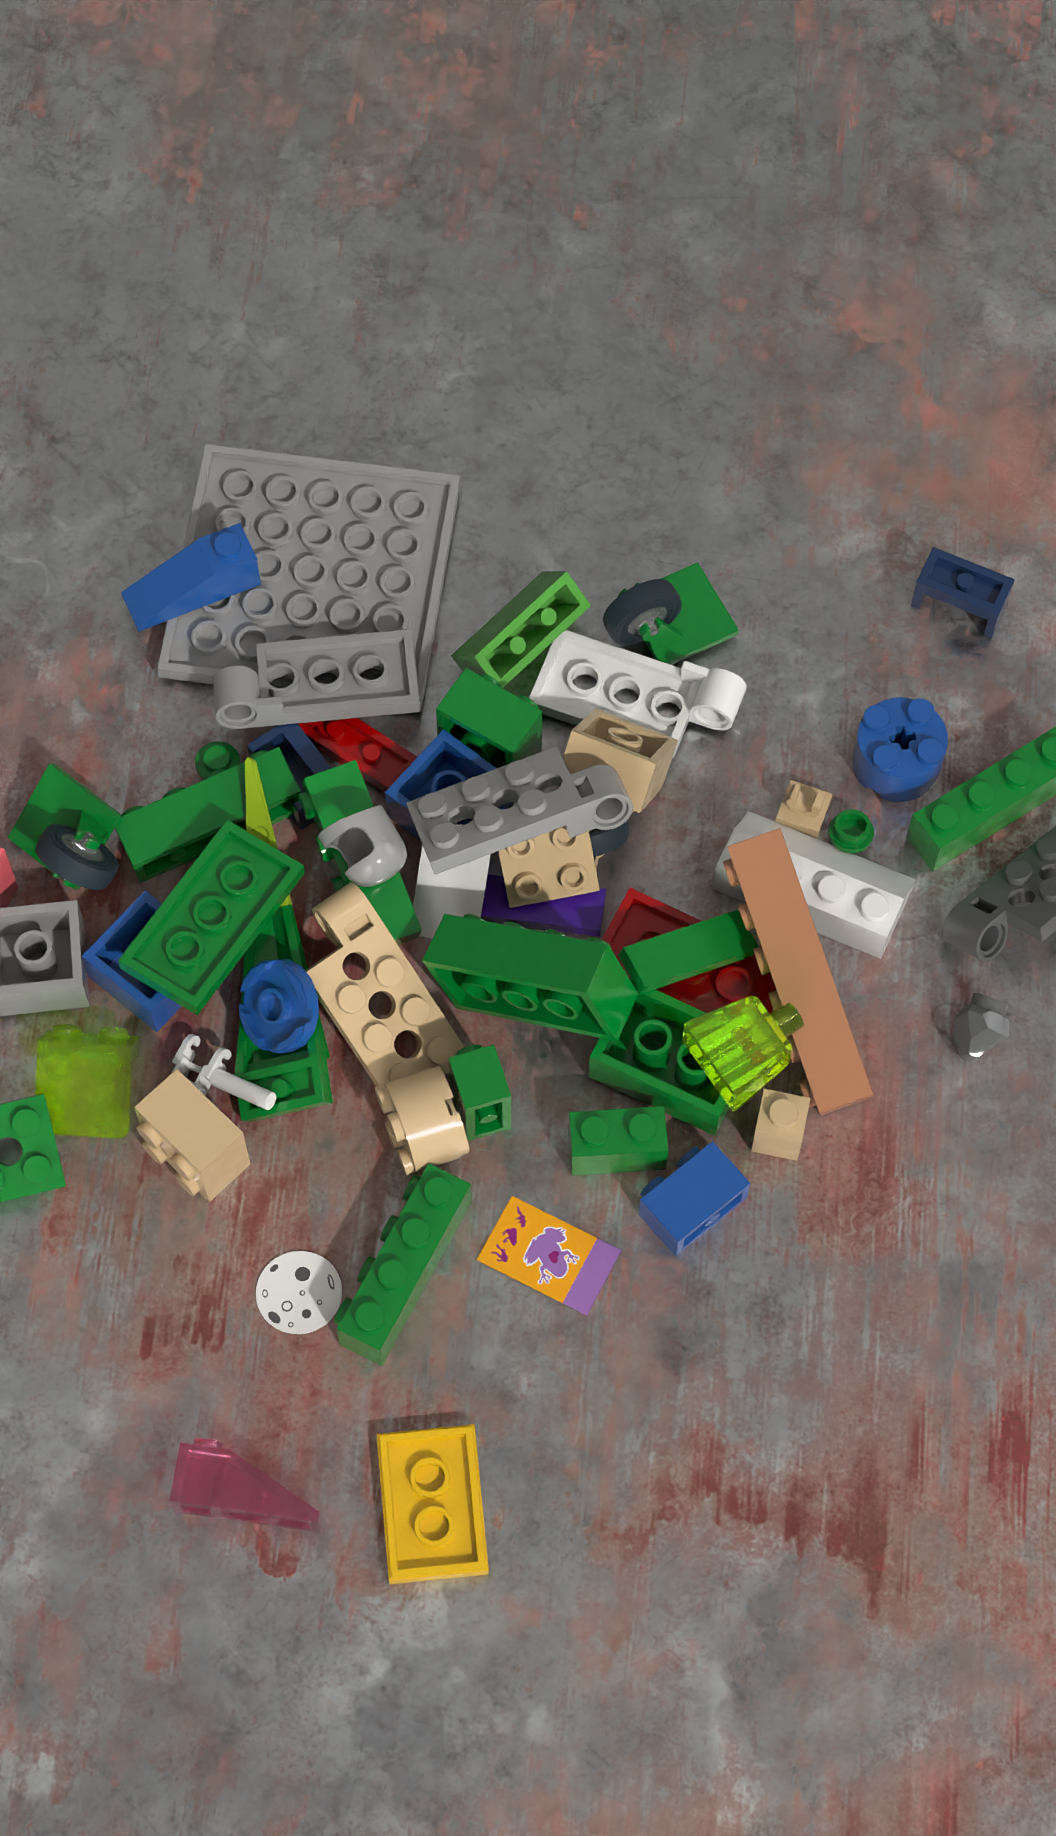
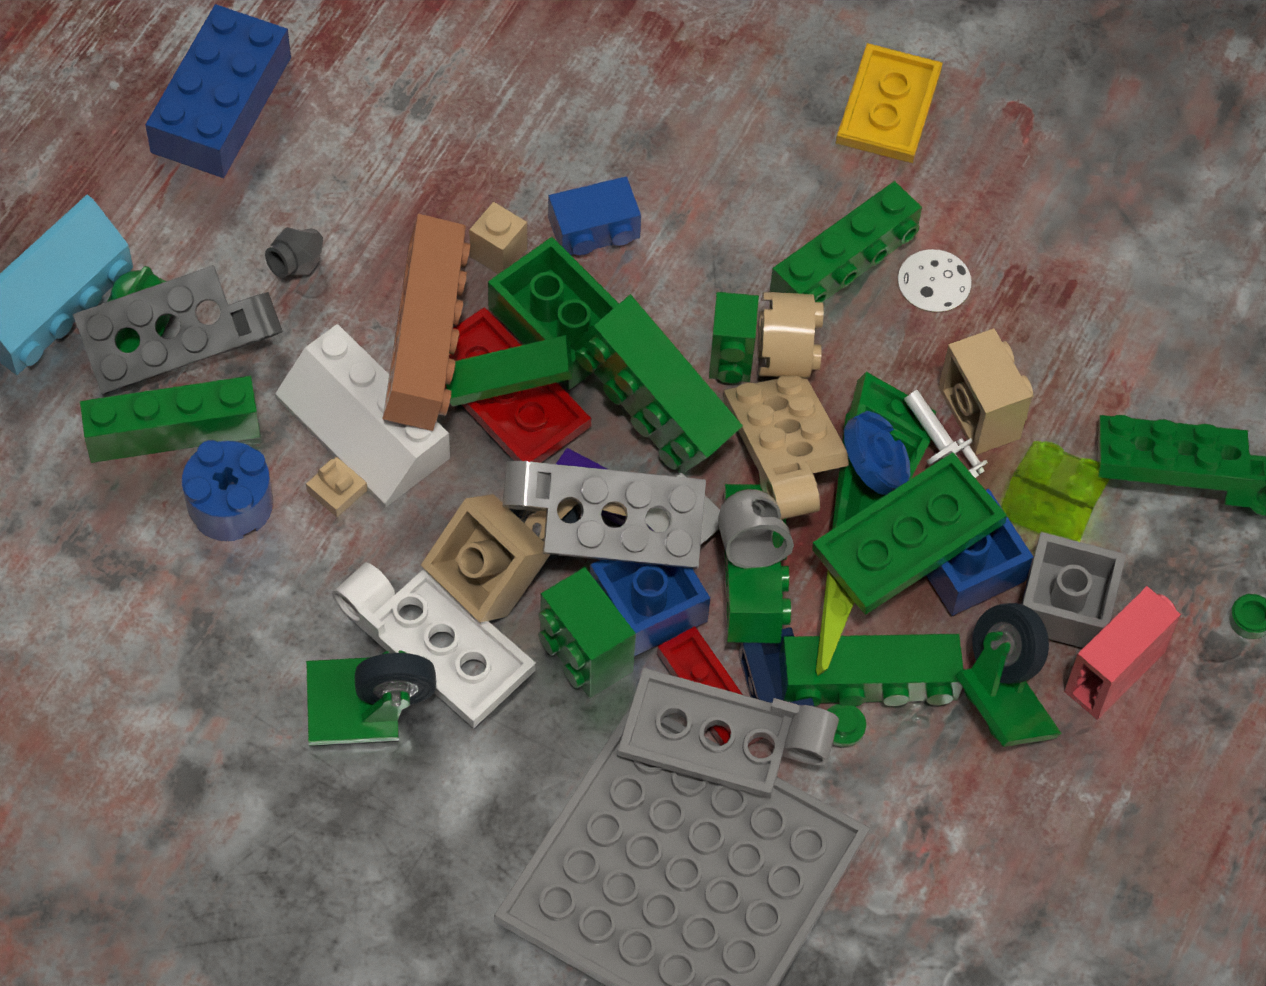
camera: 160 degrees left, 5 degrees down
(194, 578) = (805, 887): blue slope -> none
(227, 1487) = (1036, 152): clear pink slope -> none
(523, 627) = (512, 724): bright green brick -> none
(549, 1255) = (725, 234): sticker -> none
(617, 1140) = (639, 271): green brick -> none
(742, 1046) = (509, 261): clear neon green torso -> none
(851, 831) = (308, 448): green plate -> none
(964, 586) = (85, 607): dark blue panel -> none

